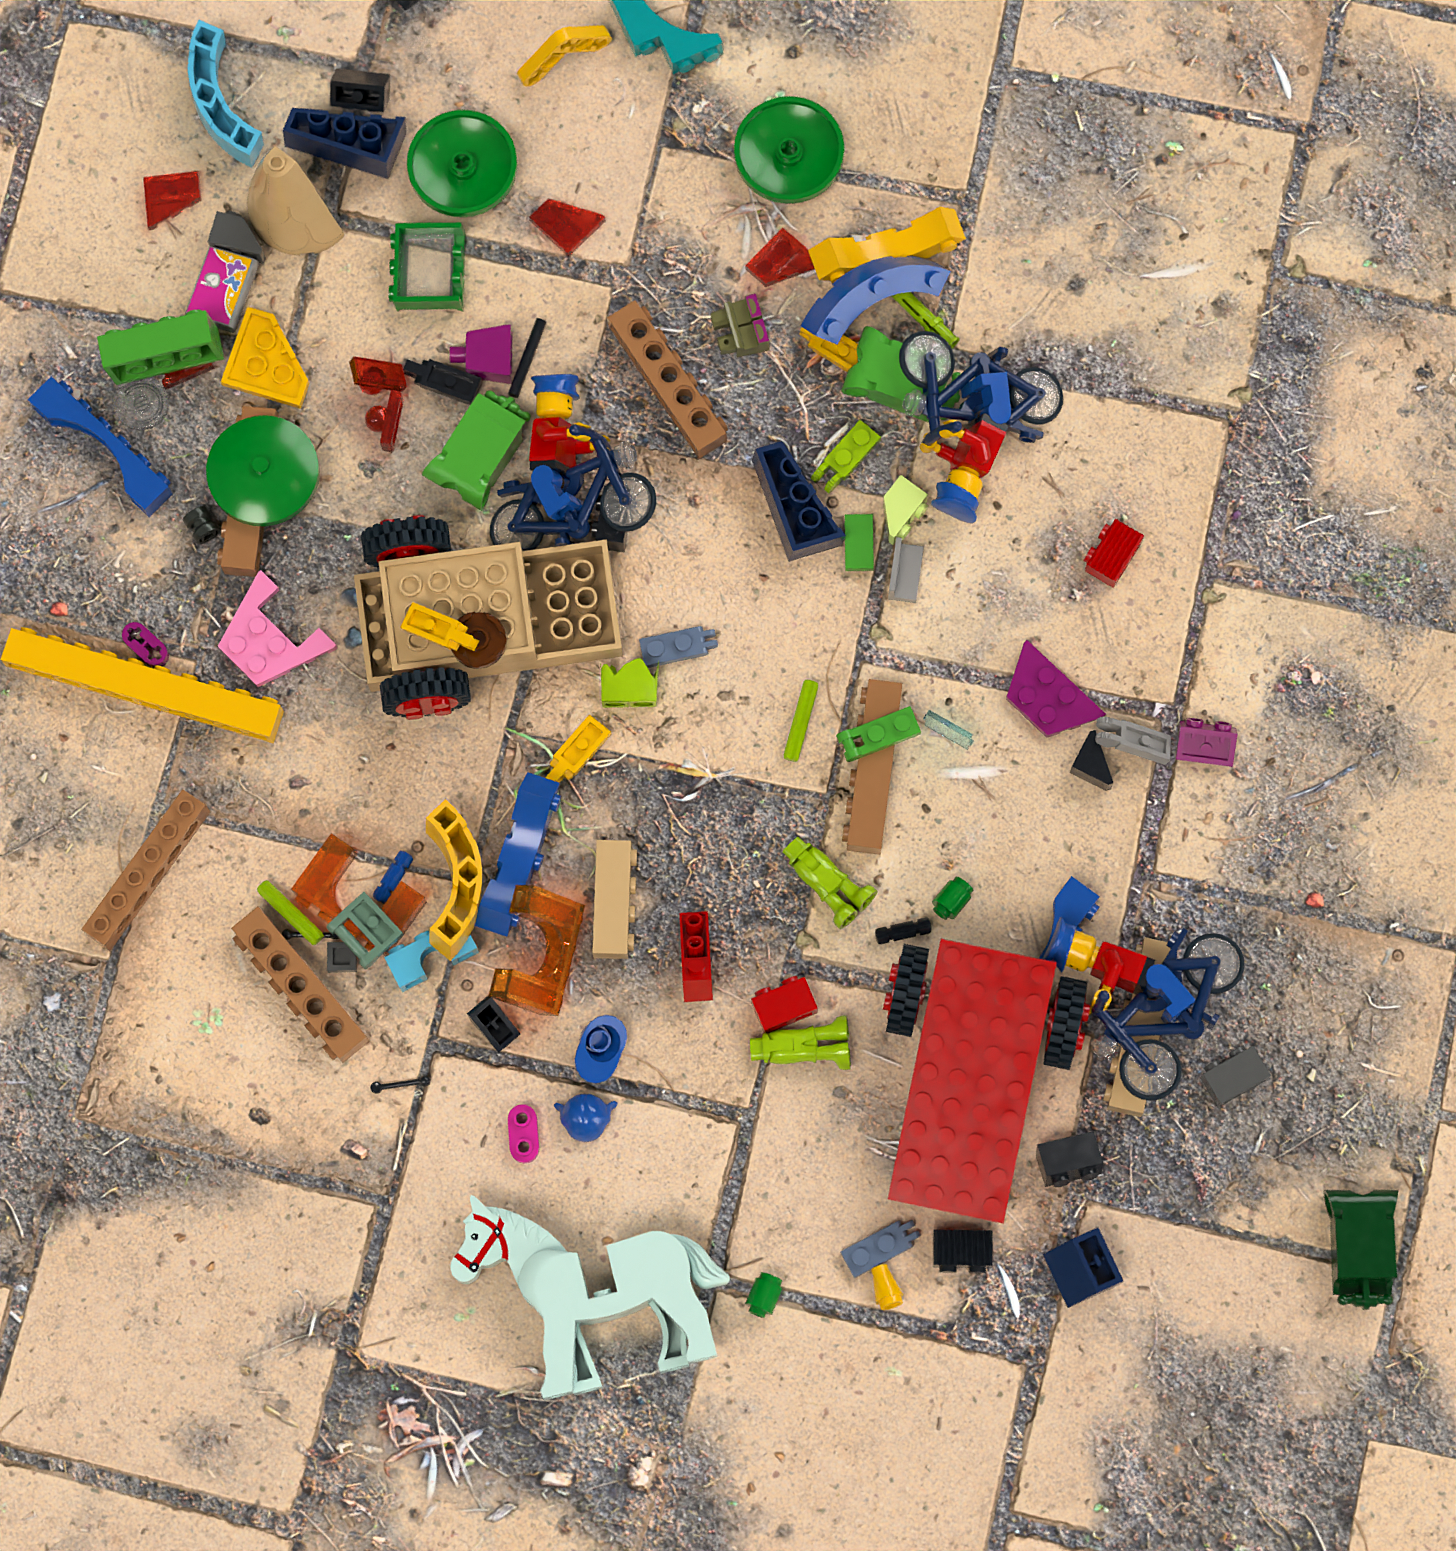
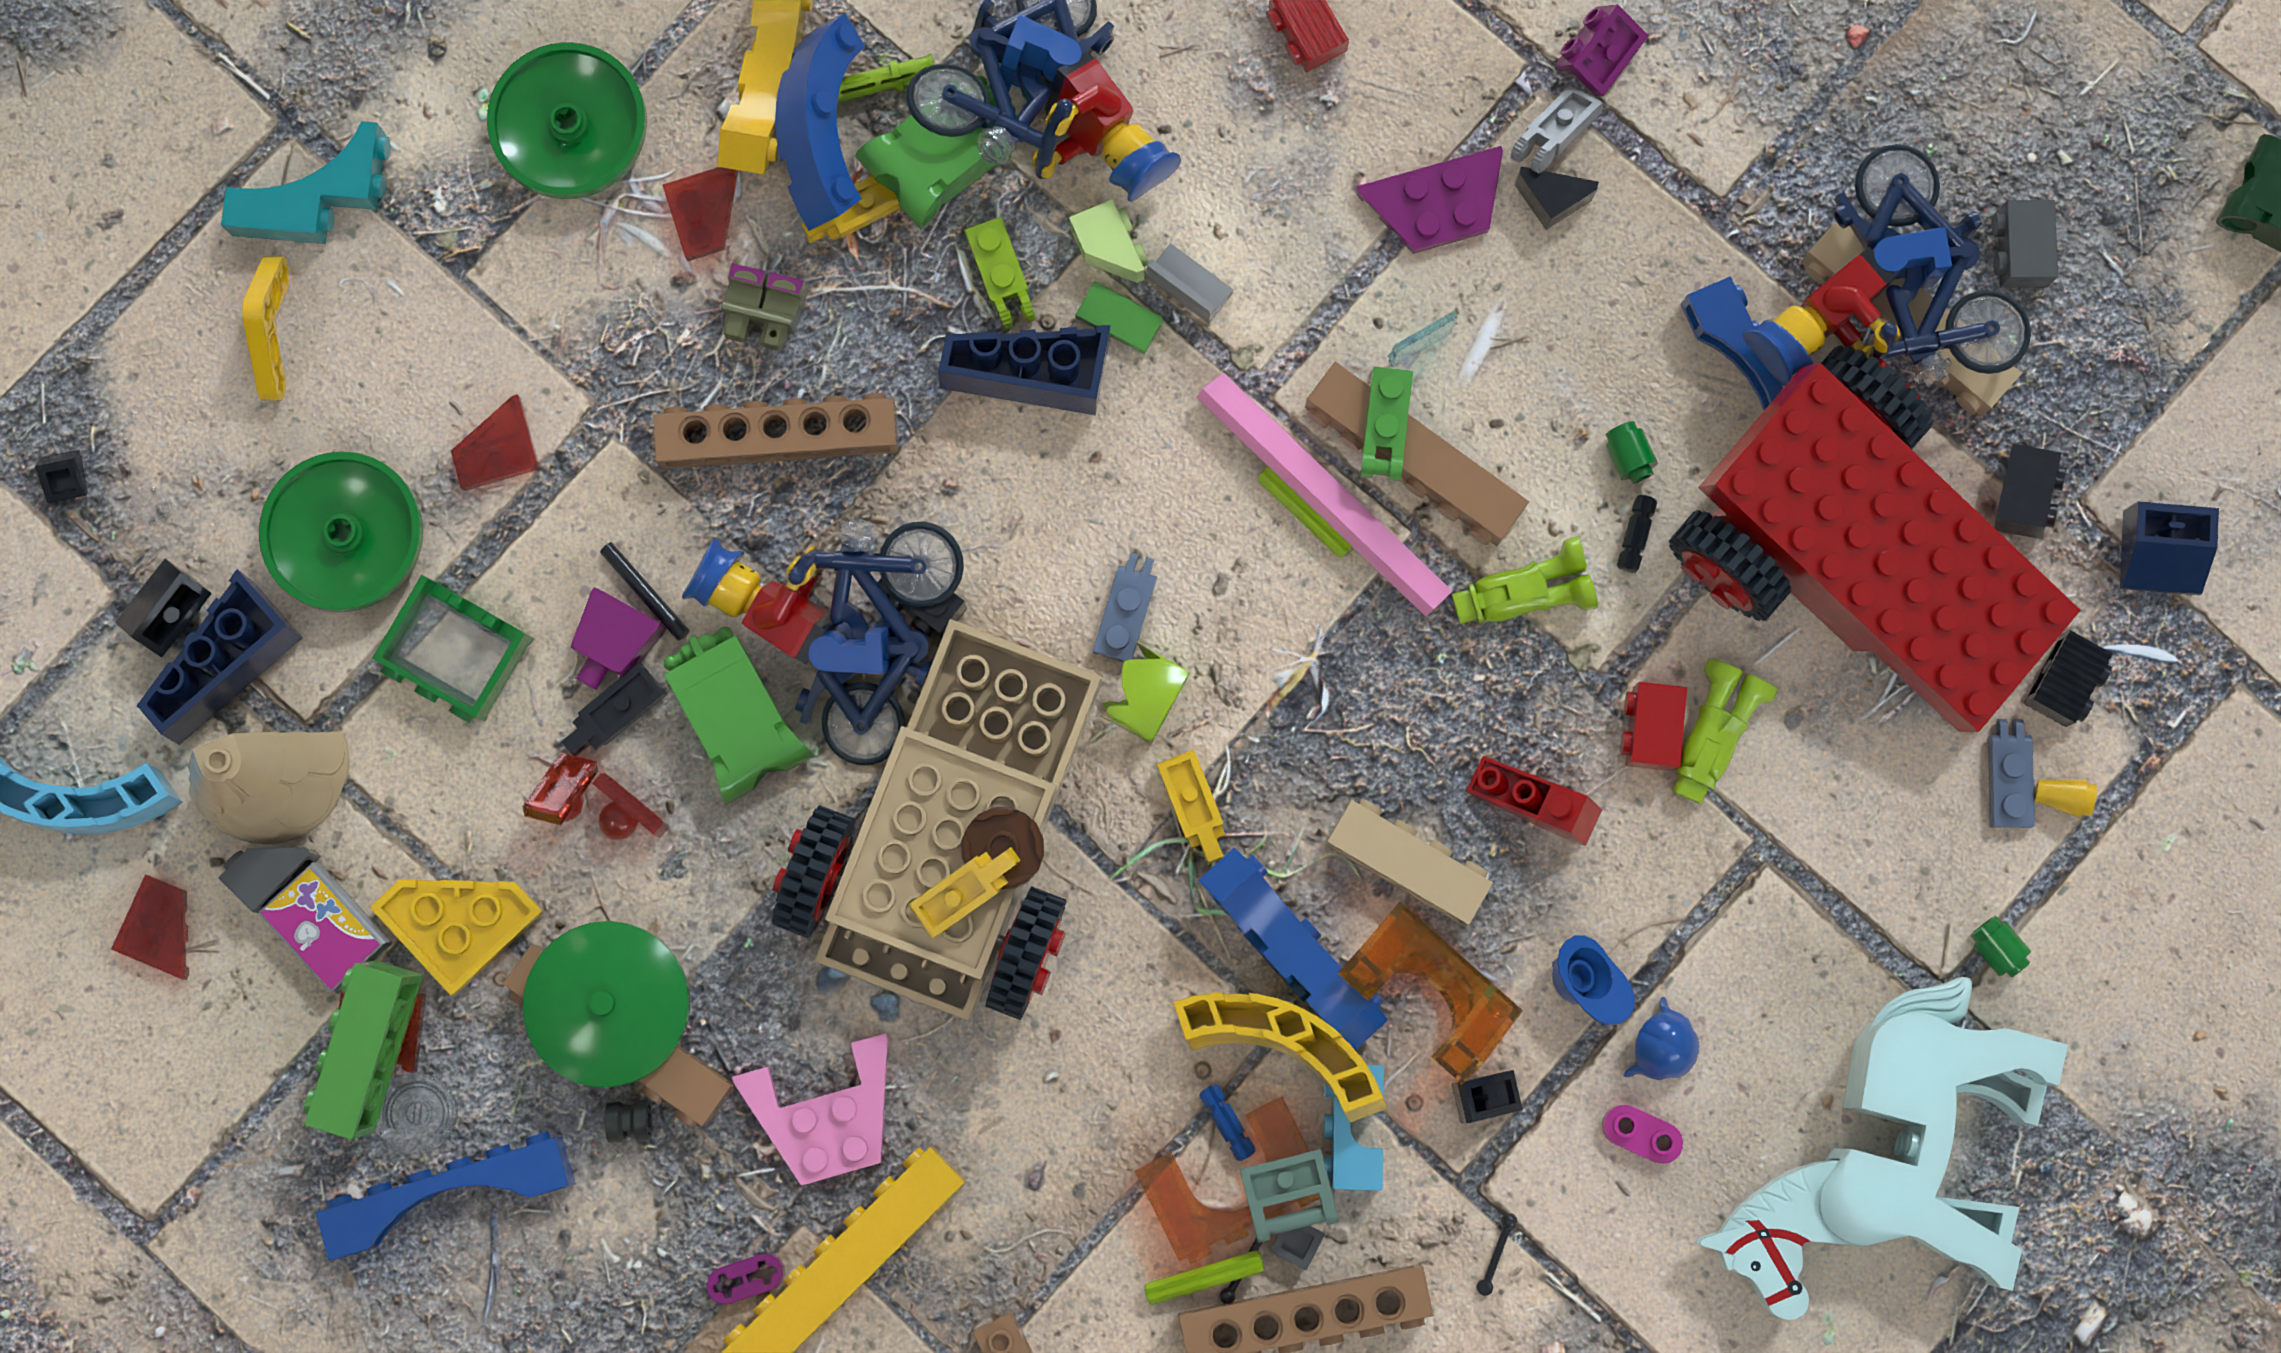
camera: 65 degrees left, 5 degrees up
(816, 725) = (1324, 494): none -> bright pink tile

